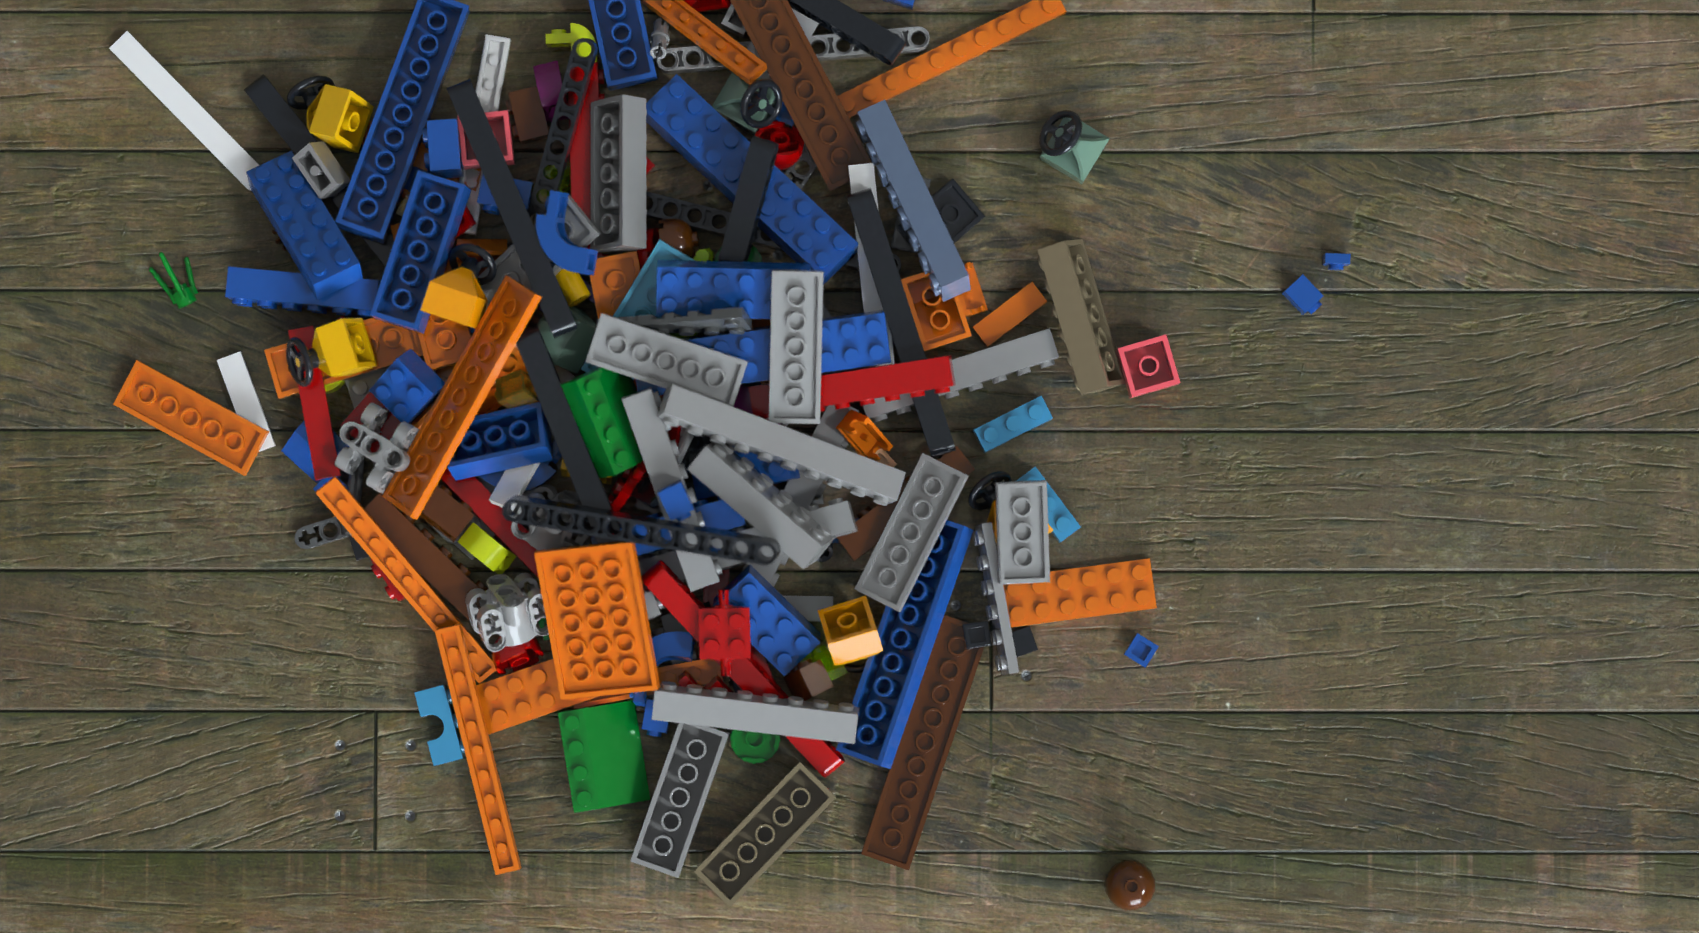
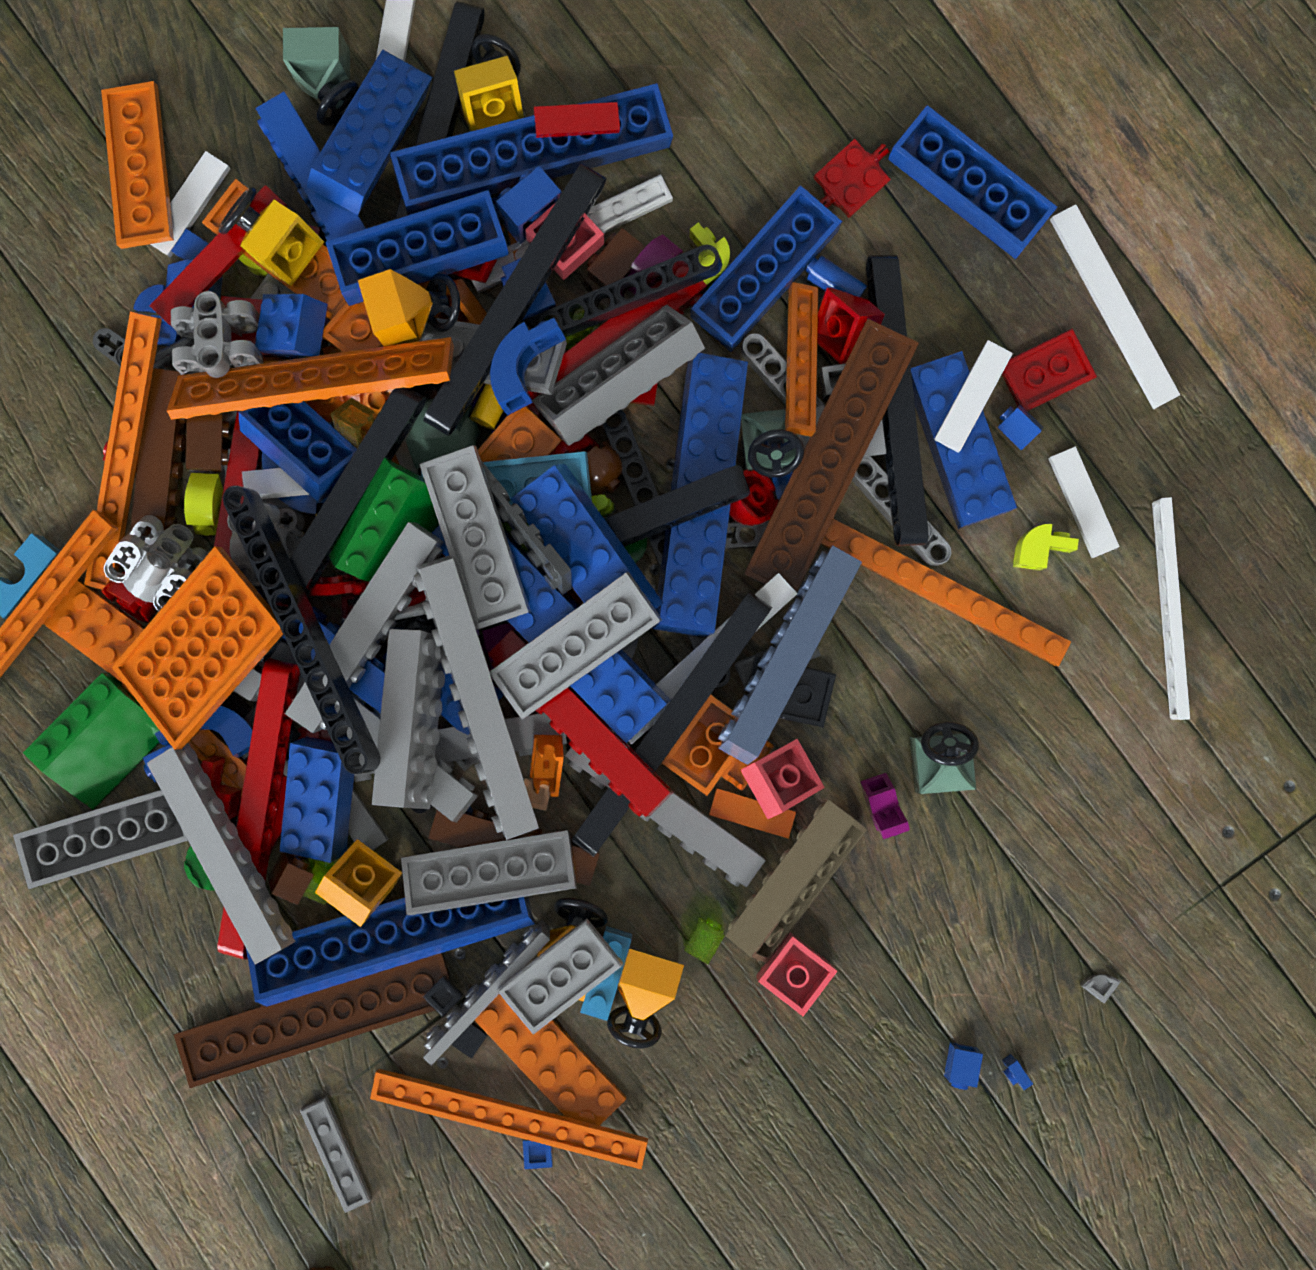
camera: 60 degrees right, 0 degrees up
(182, 293) = (241, 79): green plant -> none
(220, 230) = (321, 68): none -> sand green piece
(281, 424) = (189, 246): none -> blue tile
(299, 482) = (146, 297): none -> blue tile
(321, 169) = (431, 110): light grey brick -> none
(408, 68) = (576, 119): none -> red tile
(659, 39) = (767, 325): light grey pin -> none
(676, 501) = (351, 640): blue brick -> none
(724, 632) = (271, 771): red plate -> none
(765, 834) = (128, 936): dark tan brick -> none
(999, 272) = (782, 779): none -> coral brick
(1013, 424) = (655, 890): dark azure arch -> none
(1035, 800) = (336, 1154): none -> light grey tile
(1073, 214) = (884, 806): none -> magenta brick
(1075, 415) = (704, 939): none -> clear neon green brick
(1078, 482) = (646, 987): none -> light orange piece
(1100, 651) = (509, 1118): none -> orange plate
(1320, 153) = (1100, 986): none -> light grey tile

